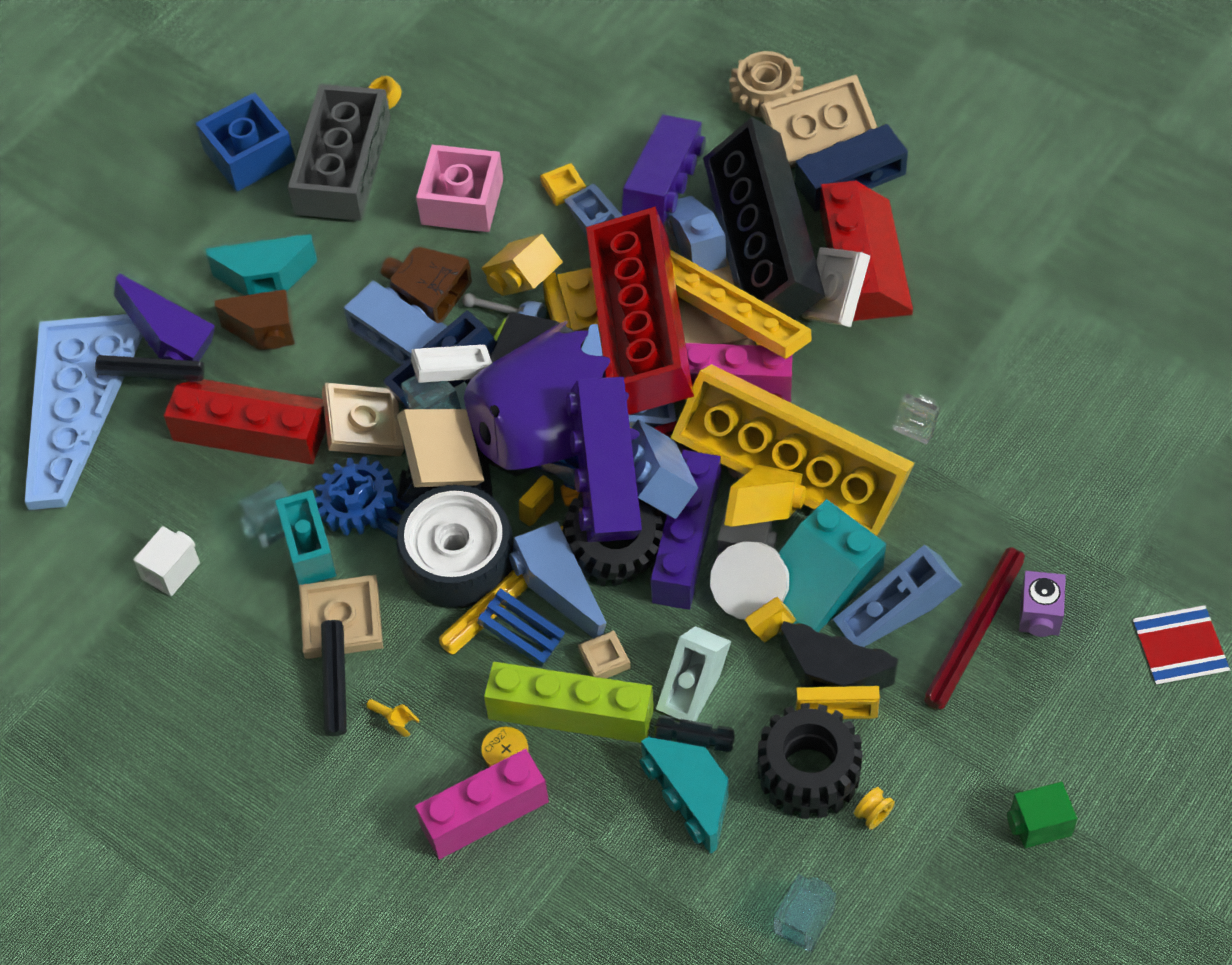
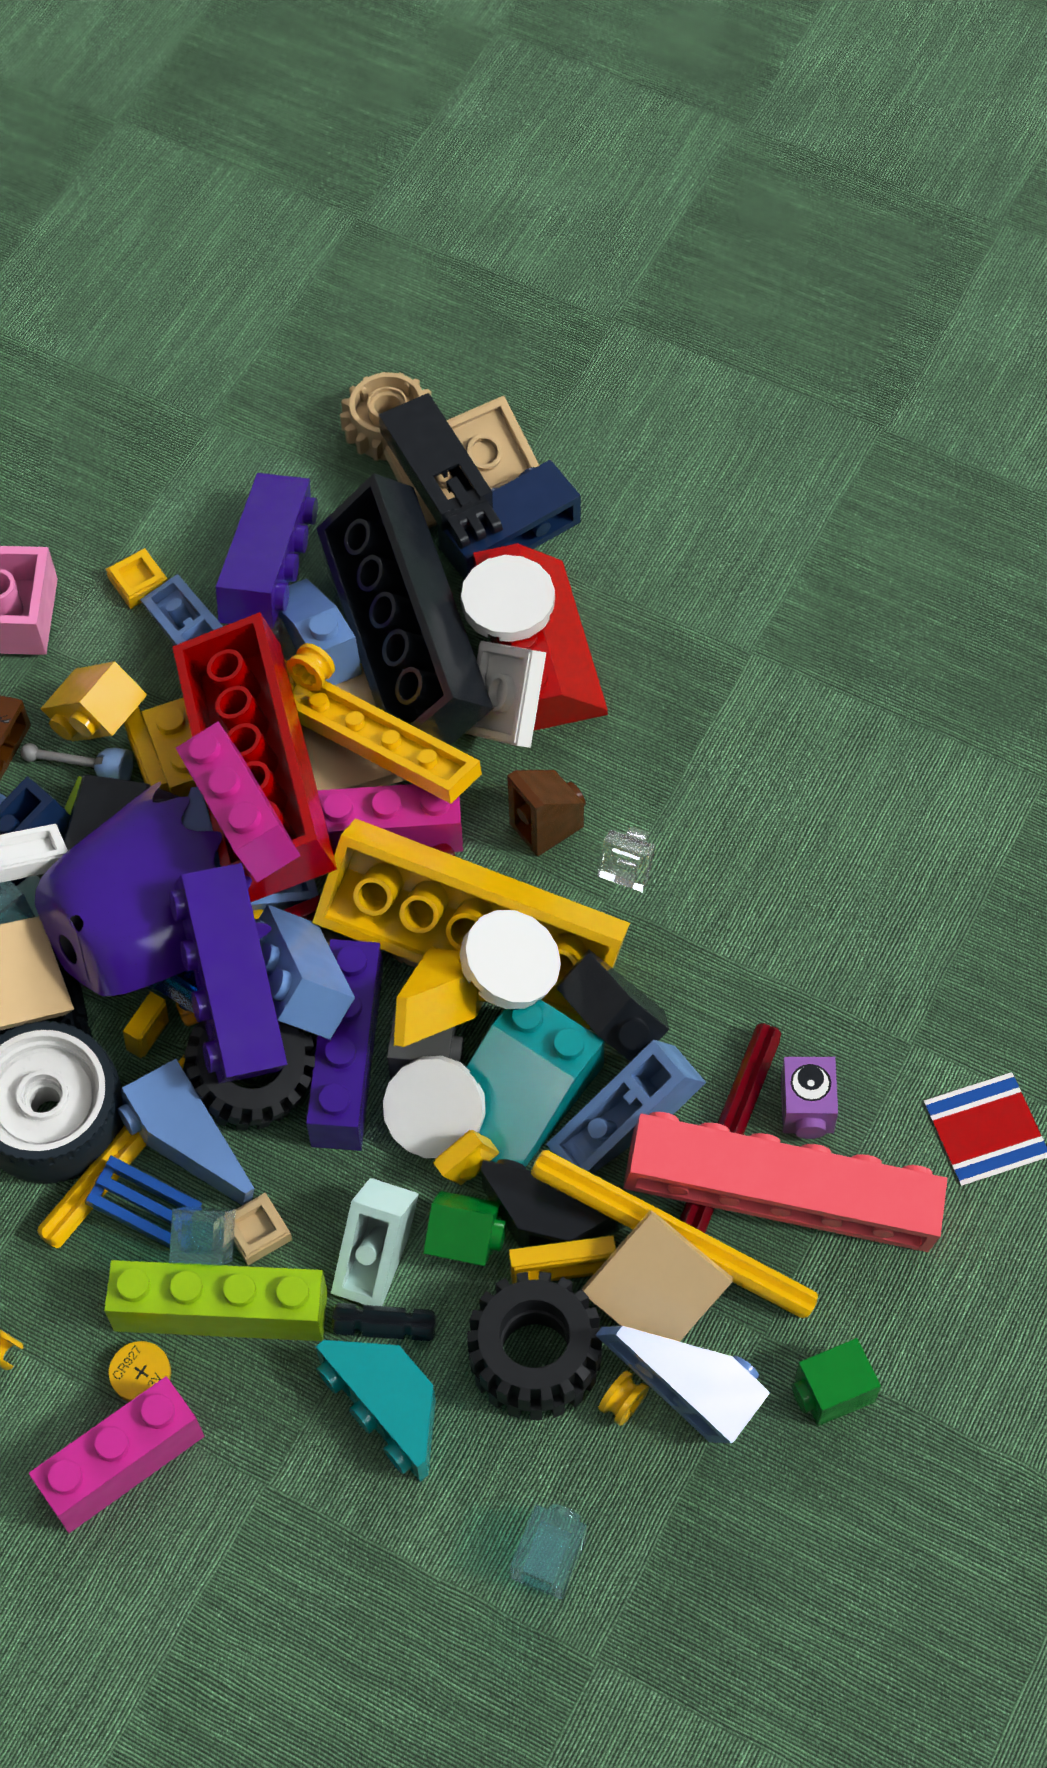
camera: 10 degrees left, 5 degrees up
(563, 651) = (202, 1235): none -> clear light blue brick
(625, 335) = (237, 802): none -> dark pink brick
(688, 253) = (310, 667): none -> yellow bush
(763, 670) = (464, 1228): none -> green brick
(795, 104) = (429, 448): none -> black hinge
(819, 474) = (510, 959): none -> white tile
(844, 217) = (508, 598): none -> white tile
(856, 374) = (544, 808): none -> reddish brown slope
(894, 519) = (613, 1006): none -> black slope
(909, 725) = (657, 1281): none -> tan tile
(927, 690) = (631, 1210): none -> yellow axle
(935, 802) = (703, 1386): none -> slope
(1018, 662) = (786, 1181): none -> coral brick

